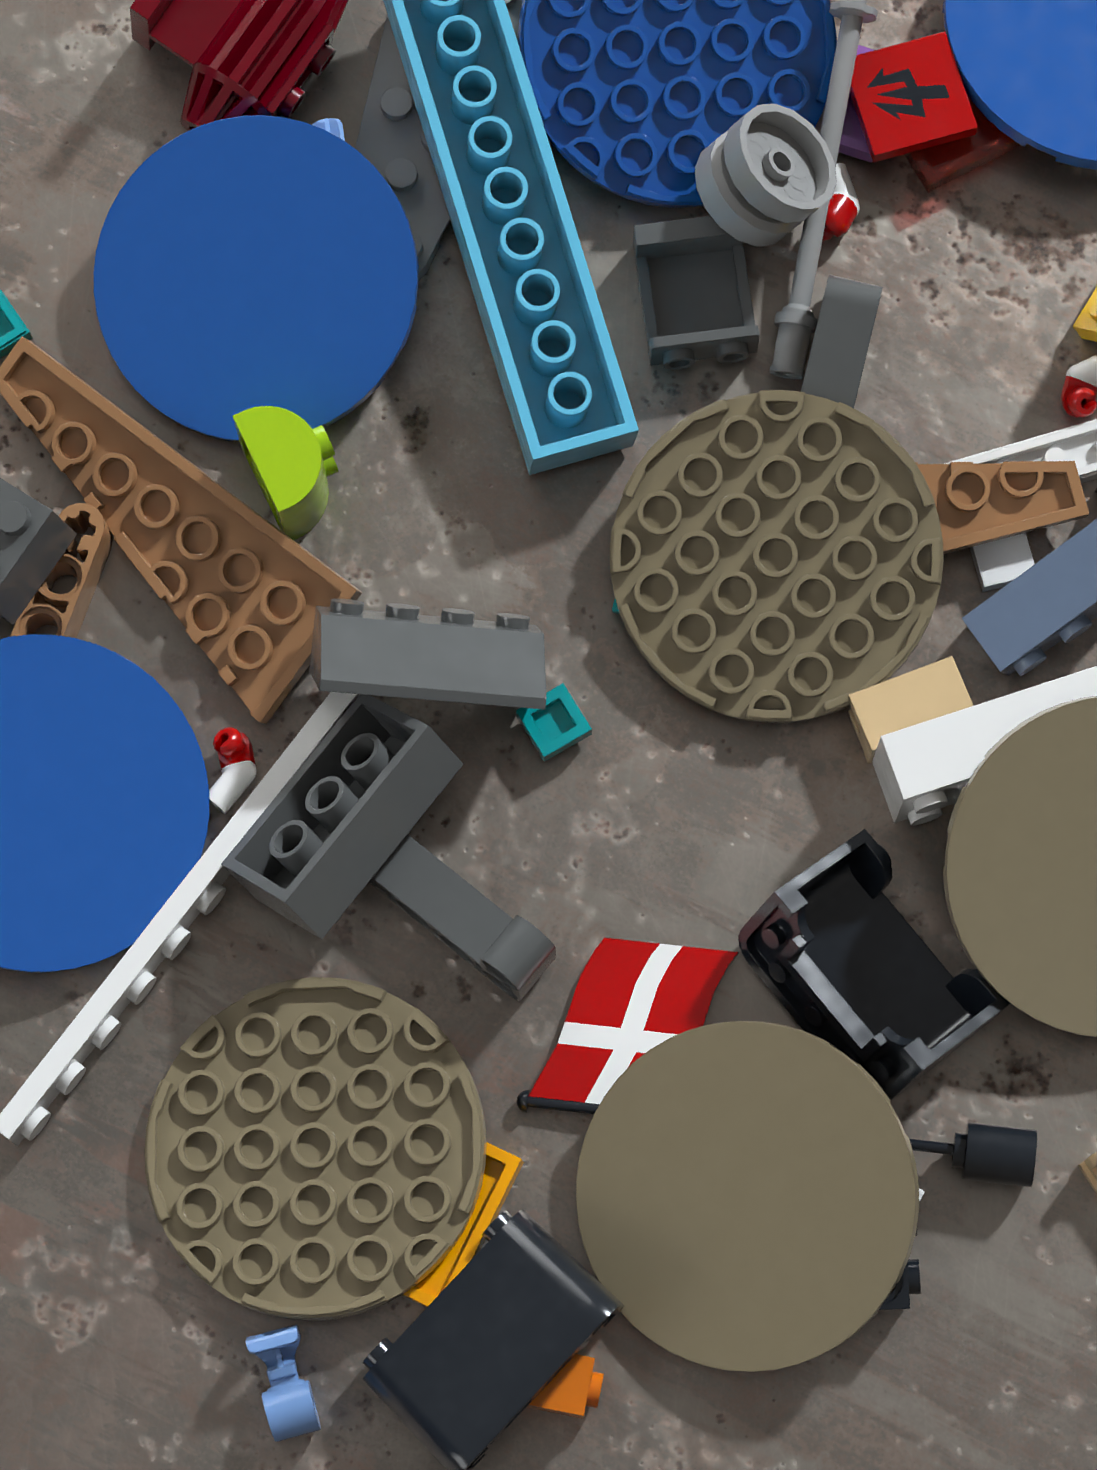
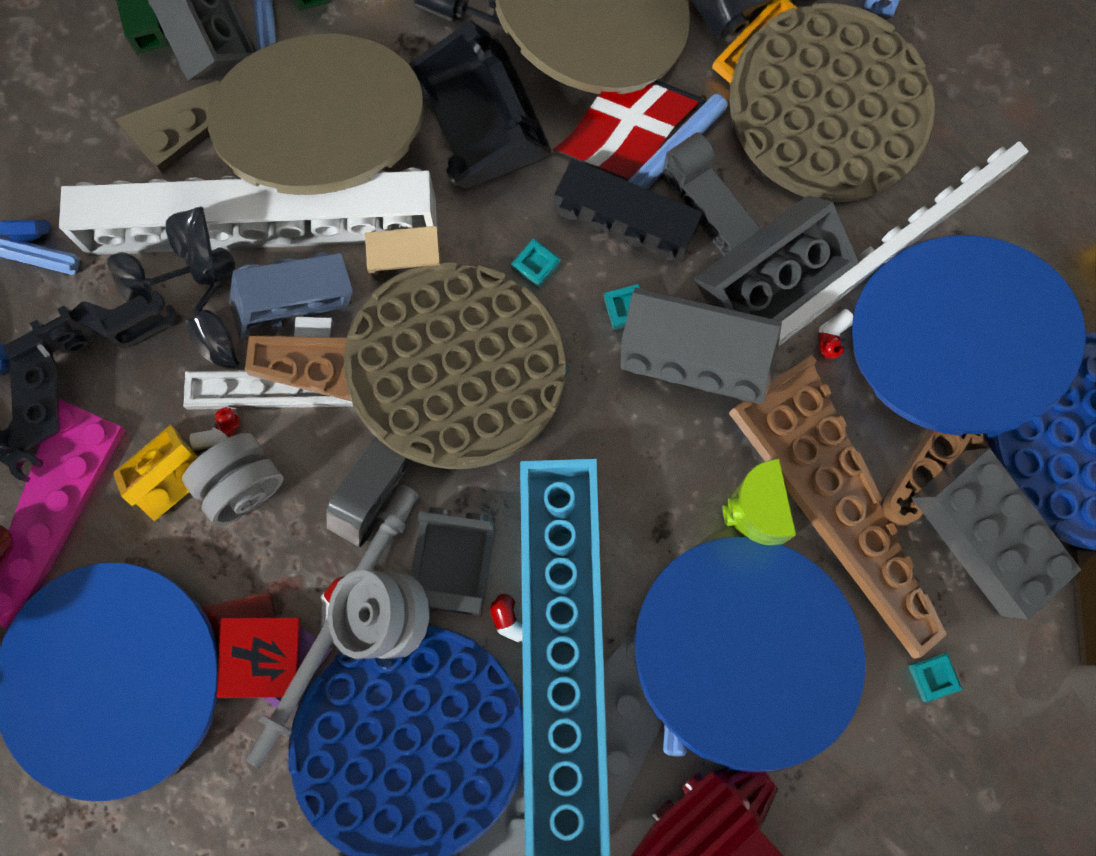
camera: 165 degrees left, 0 degrees up
(544, 1011) = (699, 122): none -> light blue axle
(593, 870) = (626, 210): none -> black brick
(602, 245) = (505, 618): none -> red arm
(708, 760) = (536, 263): none -> teal tile
(1024, 301) = (232, 479): none -> light grey wheel

